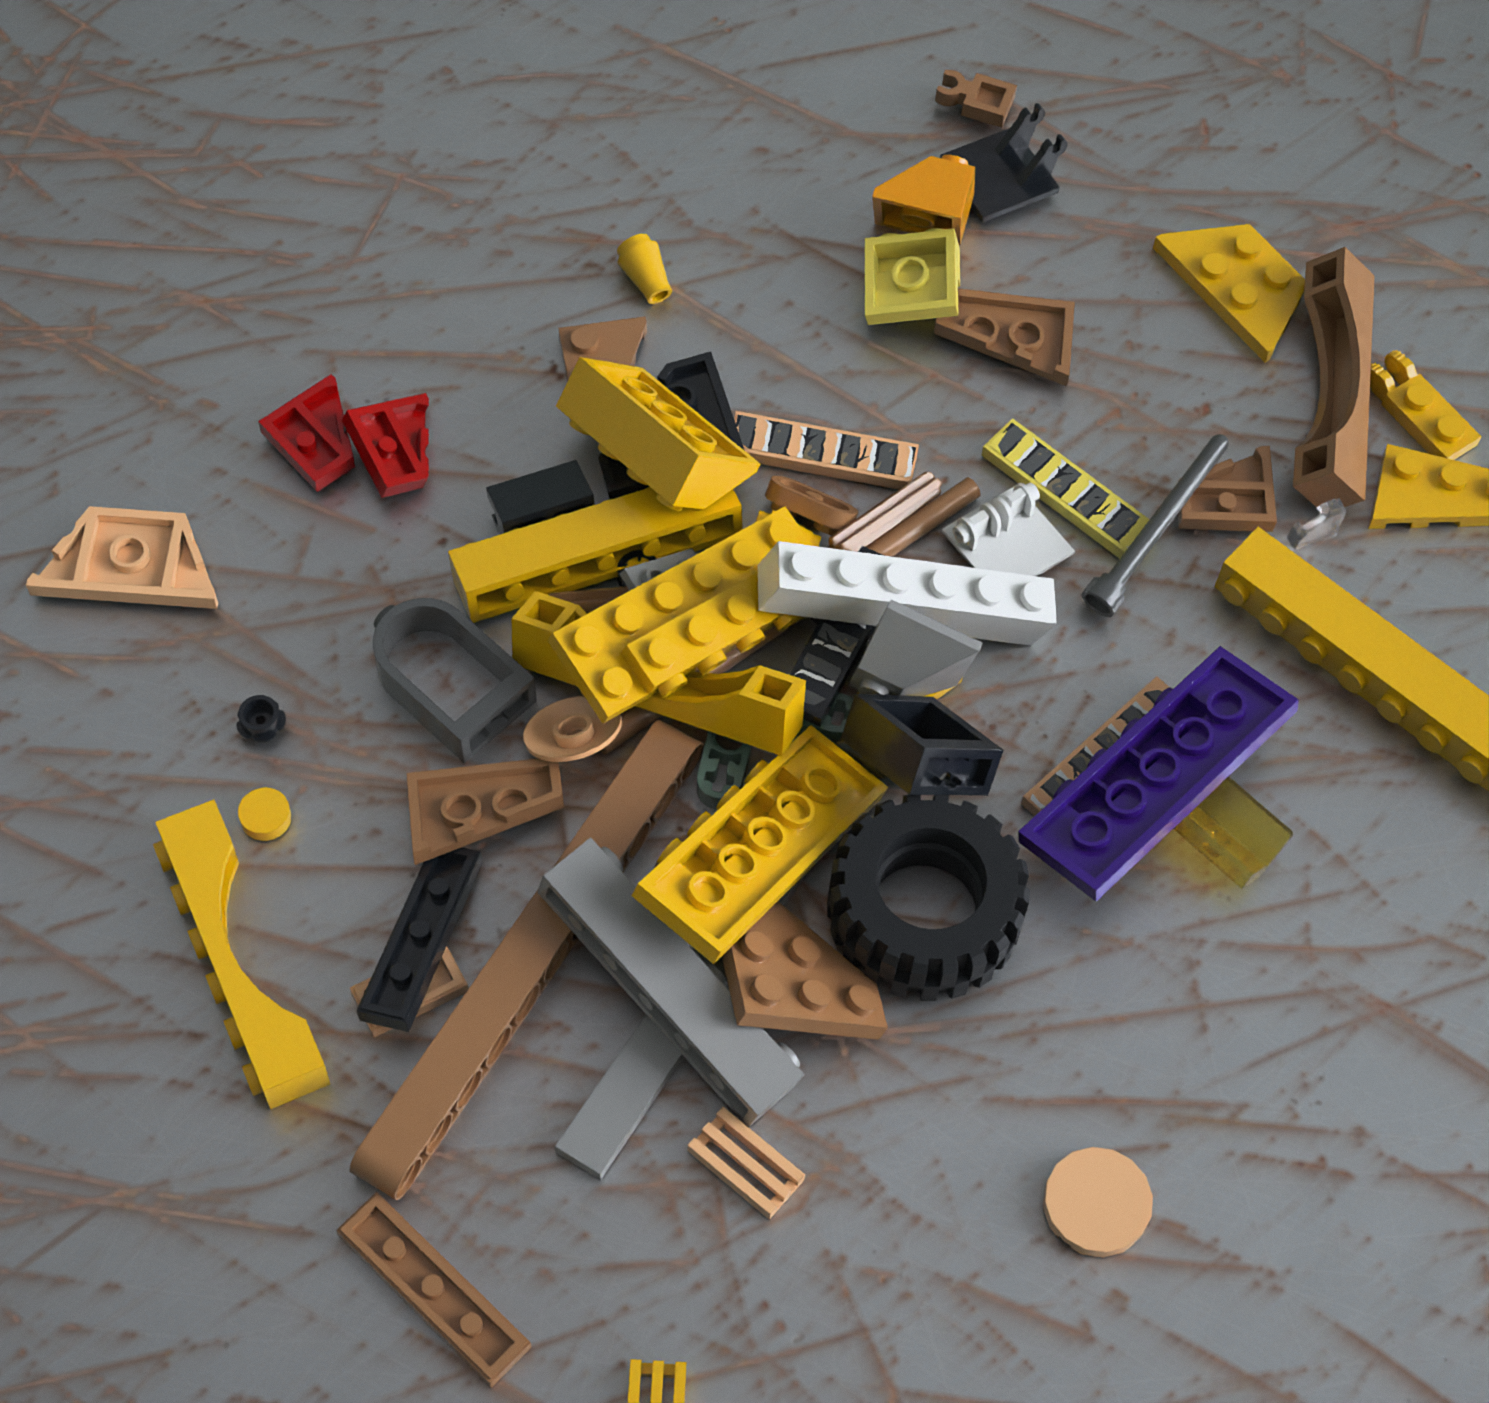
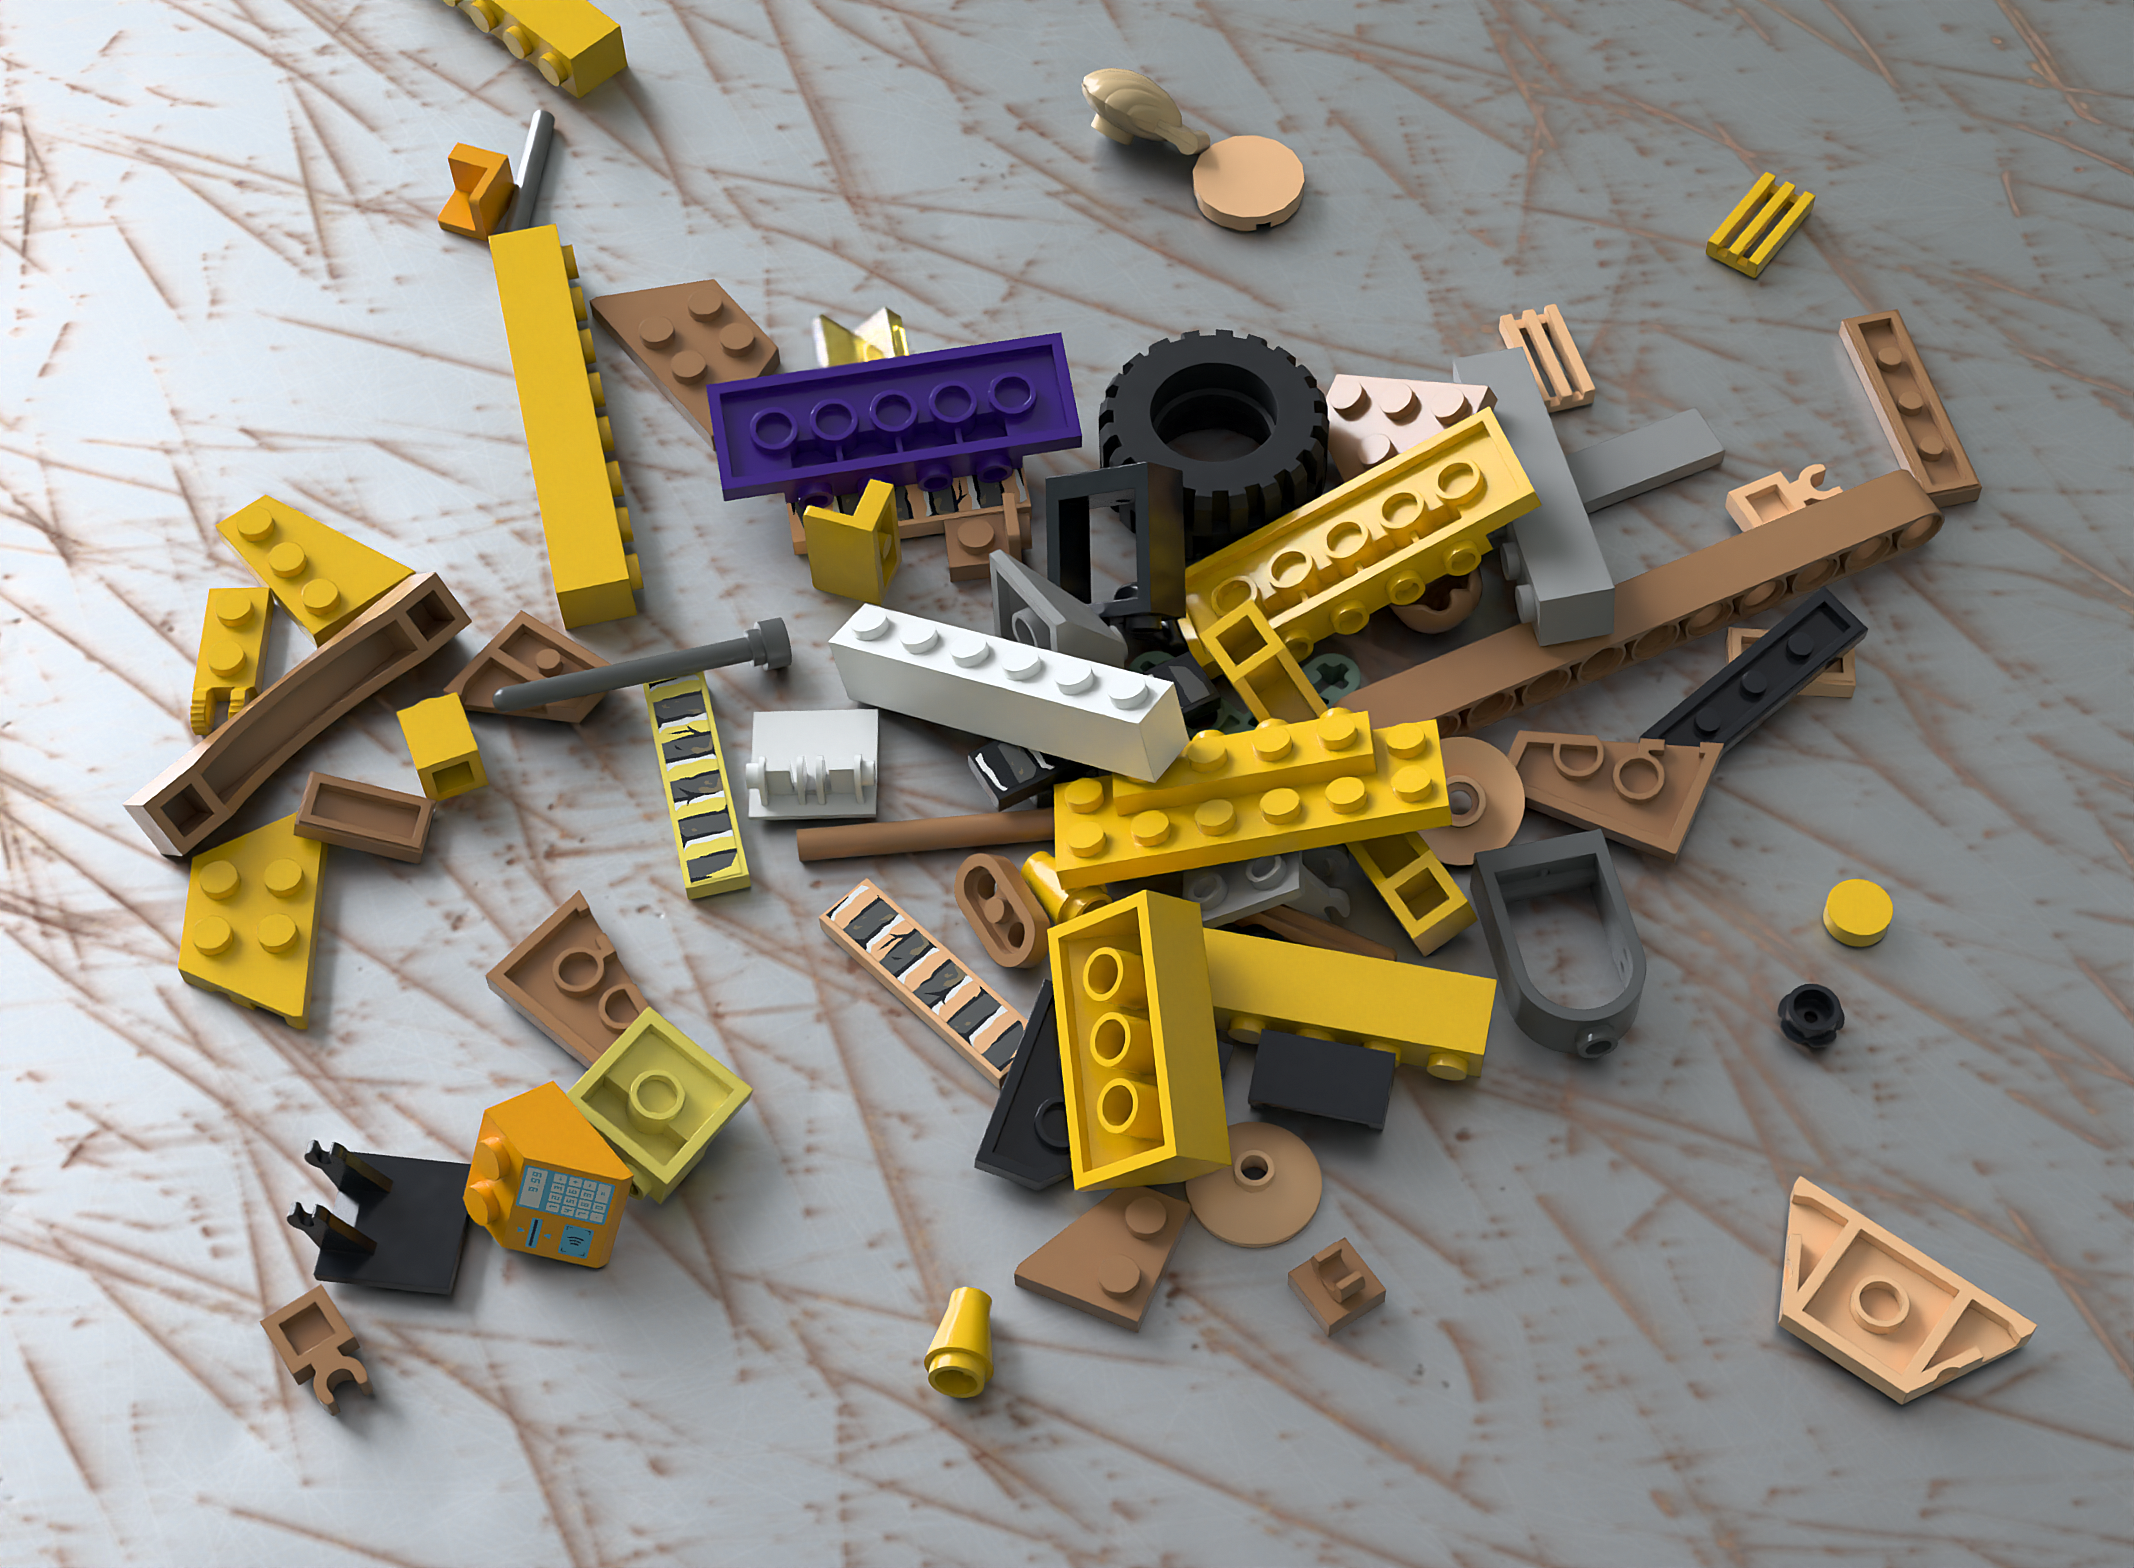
camera: 140 degrees left, 5 degrees down
(278, 1042) = (1959, 880): yellow arch -> none
(312, 434) = (1552, 1349): red wing -> none
(392, 442) = (1456, 1273): red wing -> none
(460, 410) = (1336, 1286): none -> medium nougat tile
(486, 1111) = (1776, 497): none -> light nougat plate
(526, 450) = (1263, 1209): none -> light nougat dish
(887, 513) = (928, 852): axle -> none
(1031, 754) = (974, 538): none -> medium nougat bracket
(1097, 662) = (856, 552): none -> yellow panel
(1236, 354) = (364, 817): none -> medium nougat tile
(1236, 413) = (442, 747): none -> yellow brick
(1237, 1198) = (1137, 106): none -> tan animal
(1320, 527) = (479, 592): clear tile -> none
(1365, 794) = (687, 340): none -> medium nougat wing

